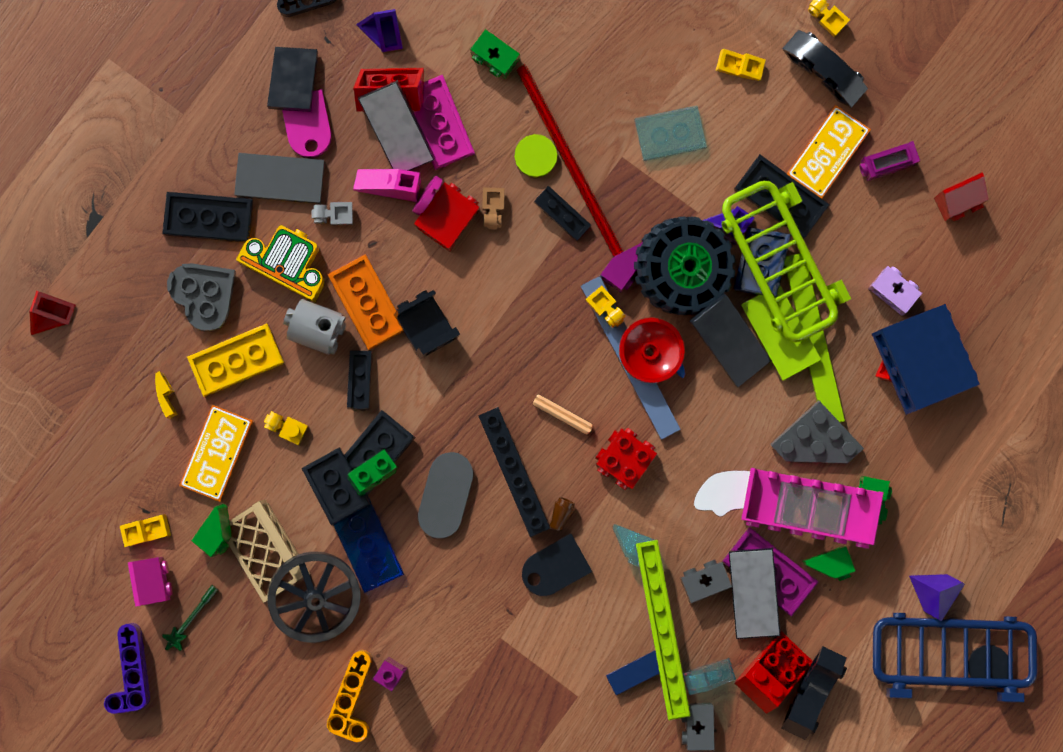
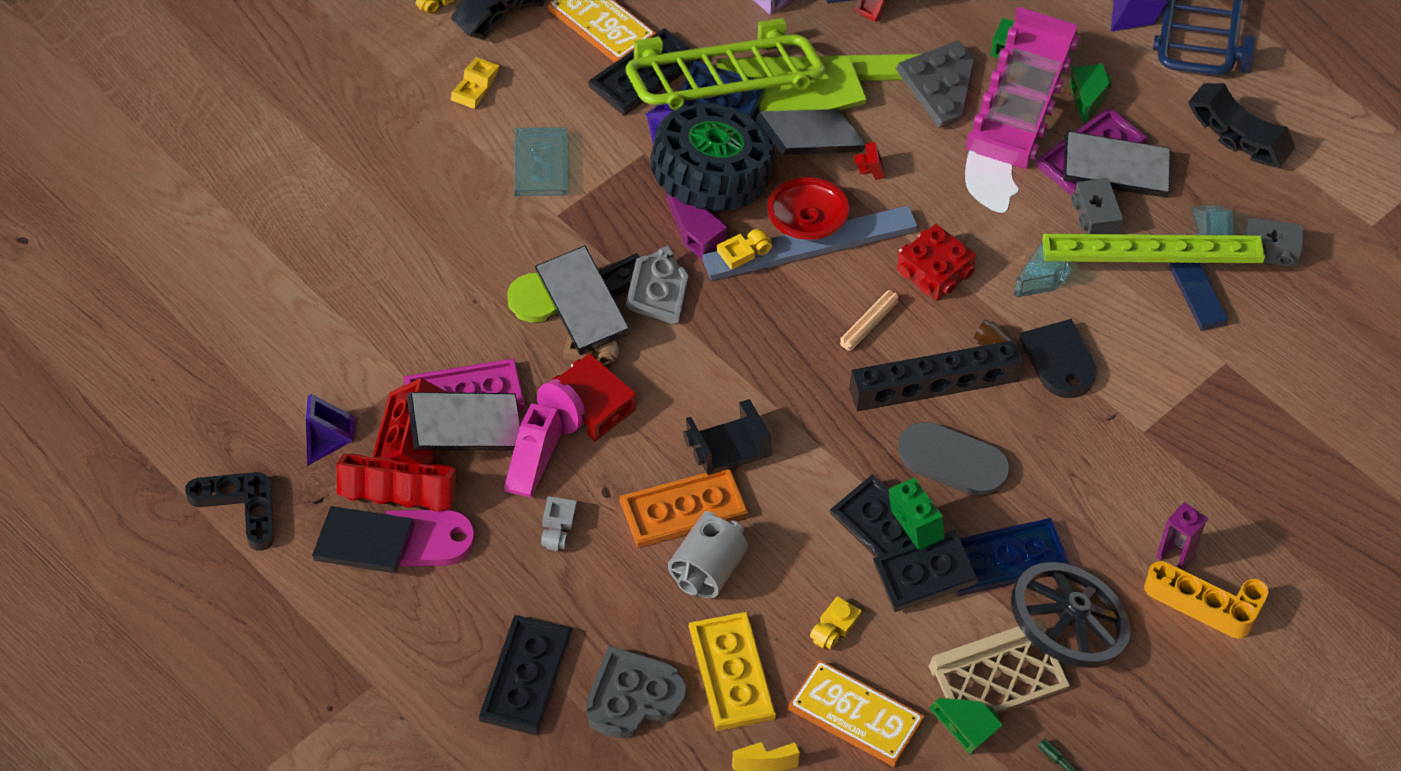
camera: 85 degrees left, 30 degrees down
(279, 178) = (492, 581): dark grey tile -> none
(285, 261) = (611, 585): brick -> none
(339, 90) = (396, 481): none -> red brick
(359, 380) = (787, 527): black hinge -> none
(489, 43) = (393, 314): green brick -> none
(528, 191) = (582, 300): none -> flat silver tile
(561, 247) = (658, 286): none -> light grey tile
(569, 160) = (529, 266): red axle -> none
(718, 395) = (871, 161): none -> red tile
(773, 673) = (1216, 164): red slope -> none

